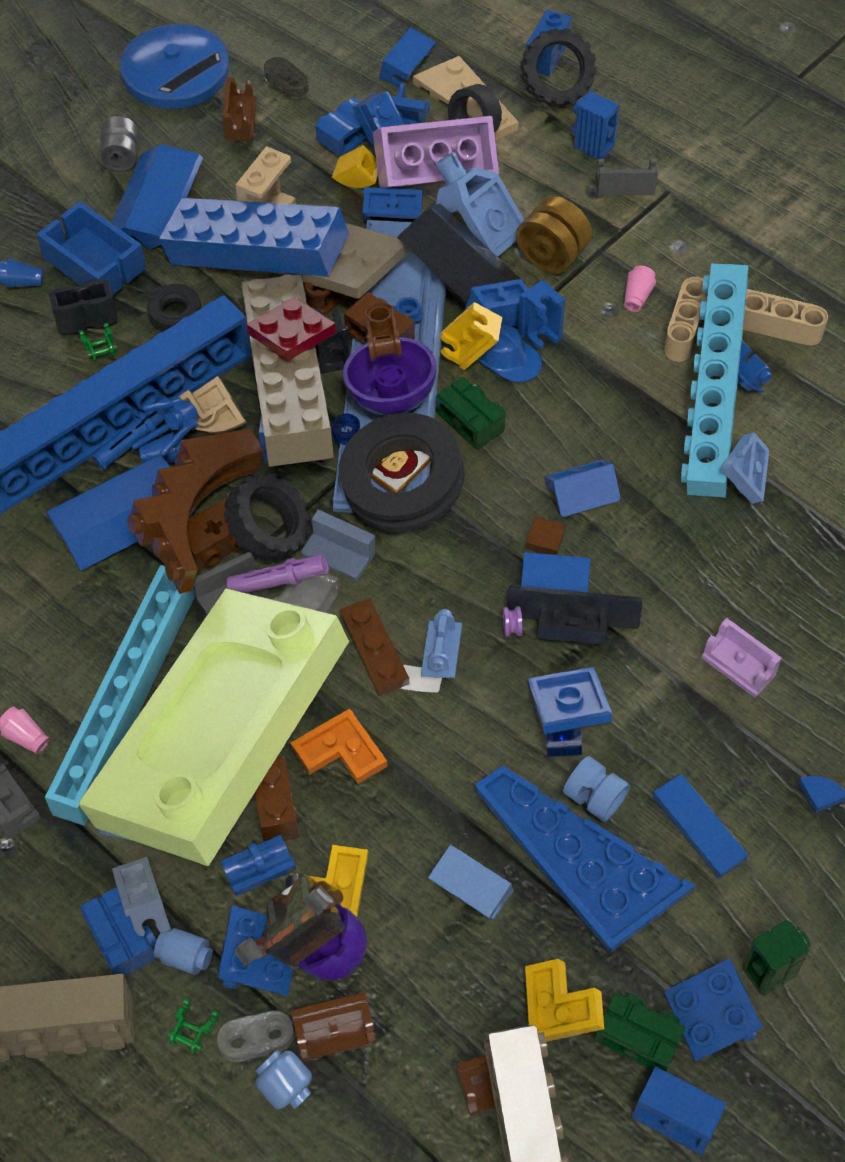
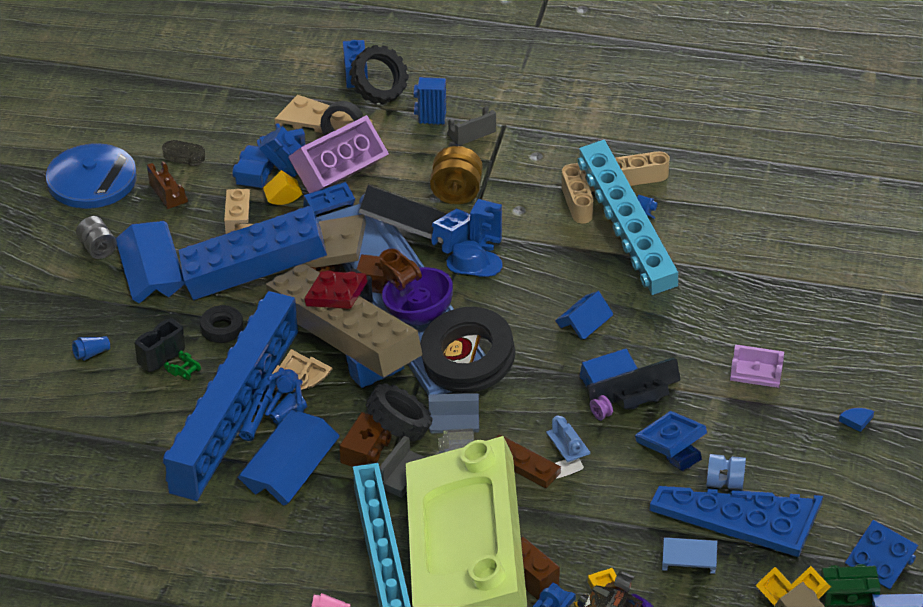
camera: 30 degrees left, 15 degrees down
(92, 249) = (134, 307): blue piece -> none
(199, 470) = (334, 428): reddish brown arch -> none
(289, 572) = (443, 434): medium lavender pin -> none
(343, 739) = (547, 518): orange plate -> none
(405, 57) = (262, 108): blue hinge -> none
(471, 335) = (450, 252): yellow hinge -> none
(471, 412) = (480, 296): dark green brick -> none
(481, 202) = (393, 169): medium blue plate -> none
(545, 536) = (581, 352): reddish brown tile -> none
(639, 286) = (531, 187): bright pink cone -> none
(700, 826) = (799, 467): blue tile -> none
(748, 467) = (683, 261): medium blue wing -> none
(776, 956) = (899, 505): dark green brick -> none

